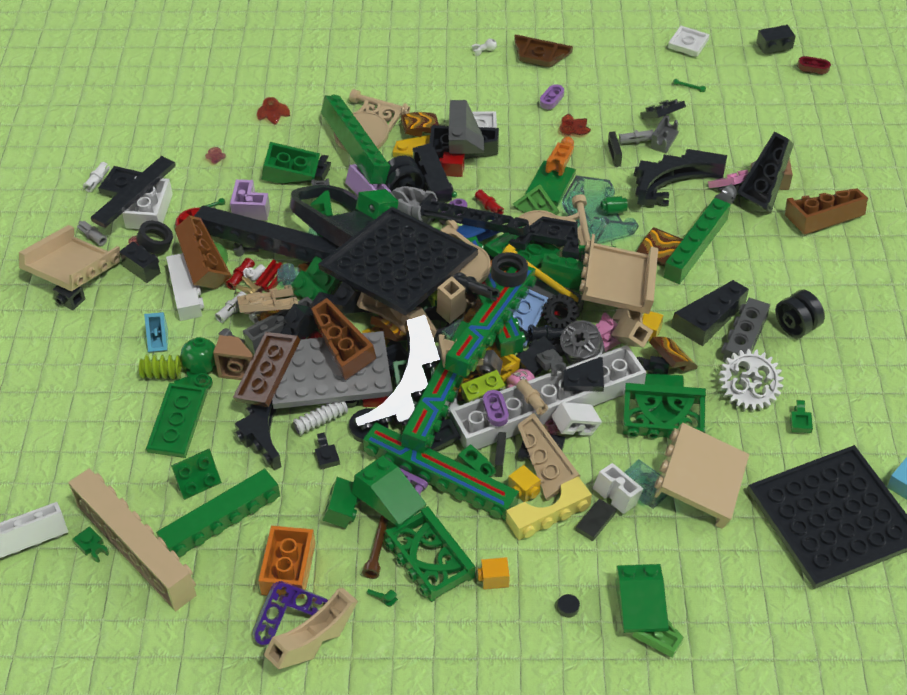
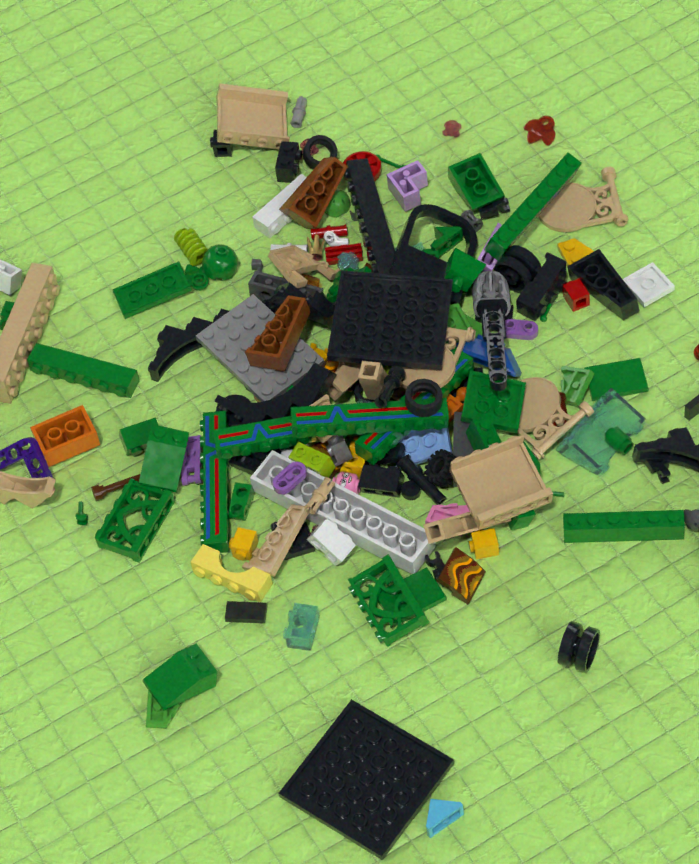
camera: 65 degrees right, 5 degrees up
(96, 177) = (362, 72): white pin -> none
(117, 180) = (368, 92): black plate -> none
(132, 192) = (347, 105): black tile -> none
(150, 206) = (353, 123): white brick -> none
(156, 331) = (224, 221): medium azure slope -> none
(196, 474) = (104, 333): green hinge -> none
(231, 357) = (228, 283): medium nougat slope -> none
(266, 369) = (220, 308): reddish brown plate -> none
(319, 416) = (216, 373): white piece -> none
(326, 455) = (187, 401): black plate -> none
(418, 122) = (610, 240): slope -> none
(463, 129) = (606, 273): dark grey wedge -> none
(488, 202) = (549, 348): red pin -> none
(494, 573) = (144, 571): light orange brick -> none
(500, 453) = (263, 512): pearl dark grey tile -> none
(545, 278) = (464, 392): yellow piece -> none
(551, 360) = (372, 489): dark grey plate -> none
(553, 232) = (529, 410): black wing -> none
(560, 156) = (651, 366): orange plate -> none
(568, 605) = (150, 635): black tile -> none
(581, 341) = (413, 501): flat silver wheel -> none
(585, 377) = (372, 522): black wing -> none
(619, 487) = (279, 607): white brick -> none
(663, 241) = (596, 498): slope -> none
(702, 472) = (332, 658): tan panel -> none
(710, 313) = (537, 581): black wedge -> none
(747, 328) = (524, 626): dark grey brick -> none
(748, 396) = (487, 638): white gear -> none
(800, 420) = (458, 708): green plate -> none

